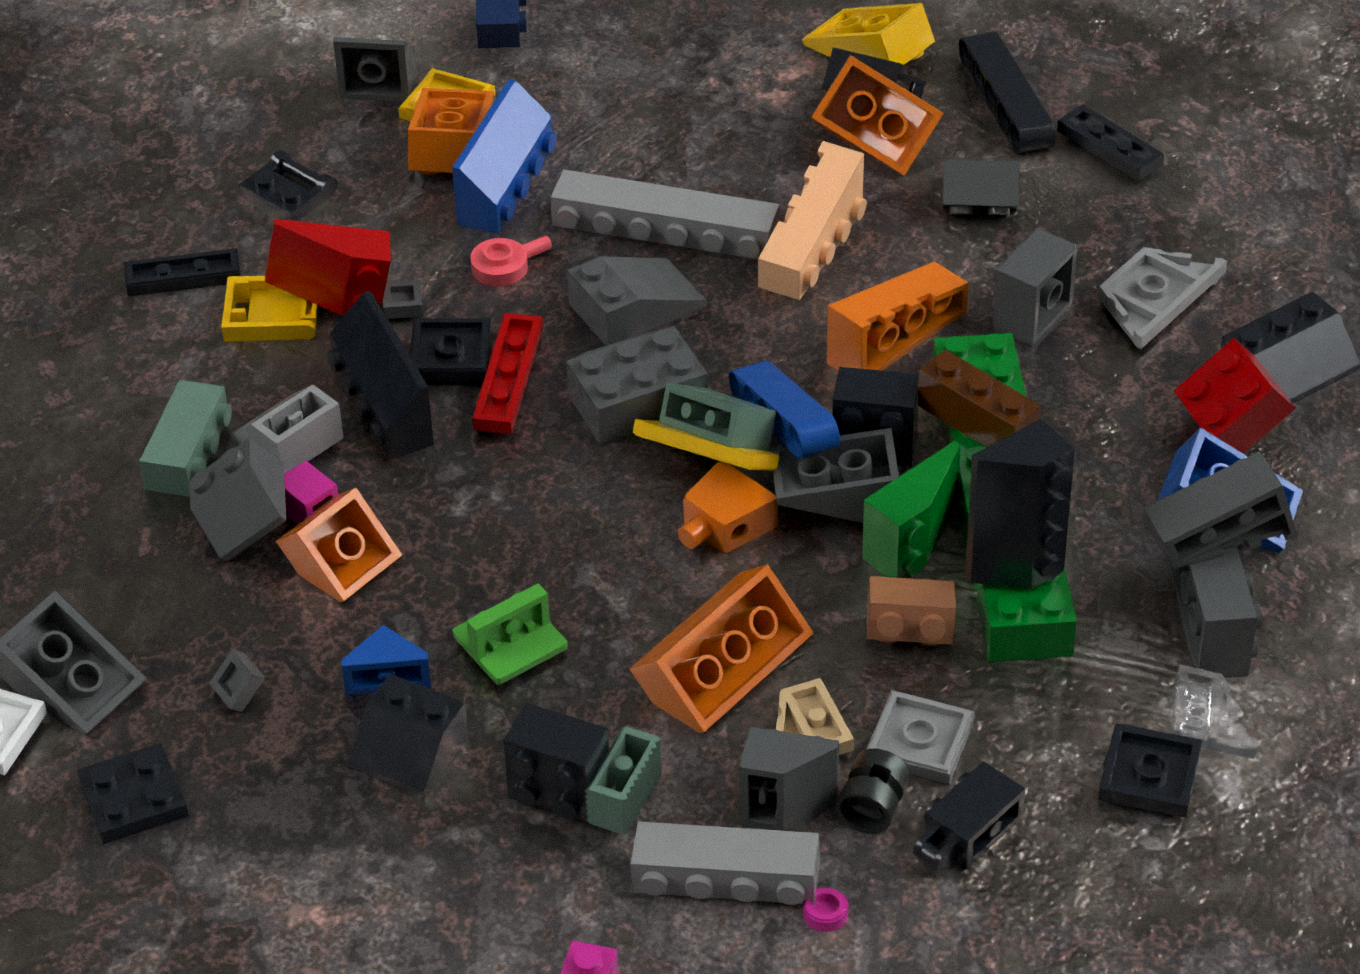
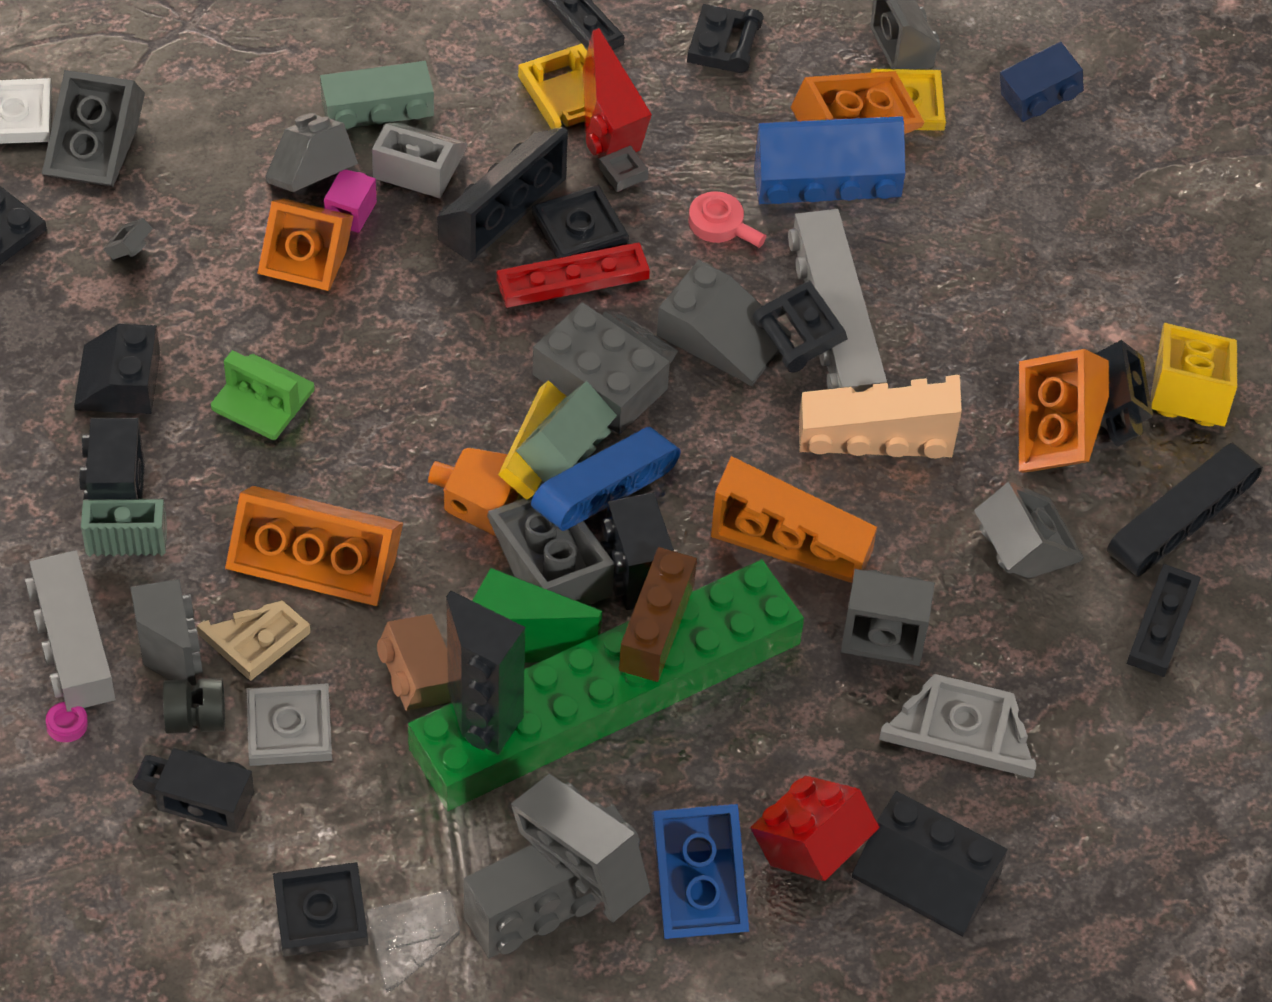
camera: 60 degrees right, 10 degrees up
(383, 655) = (190, 322): blue slope -> none
(686, 221) = (811, 320): none -> black plate

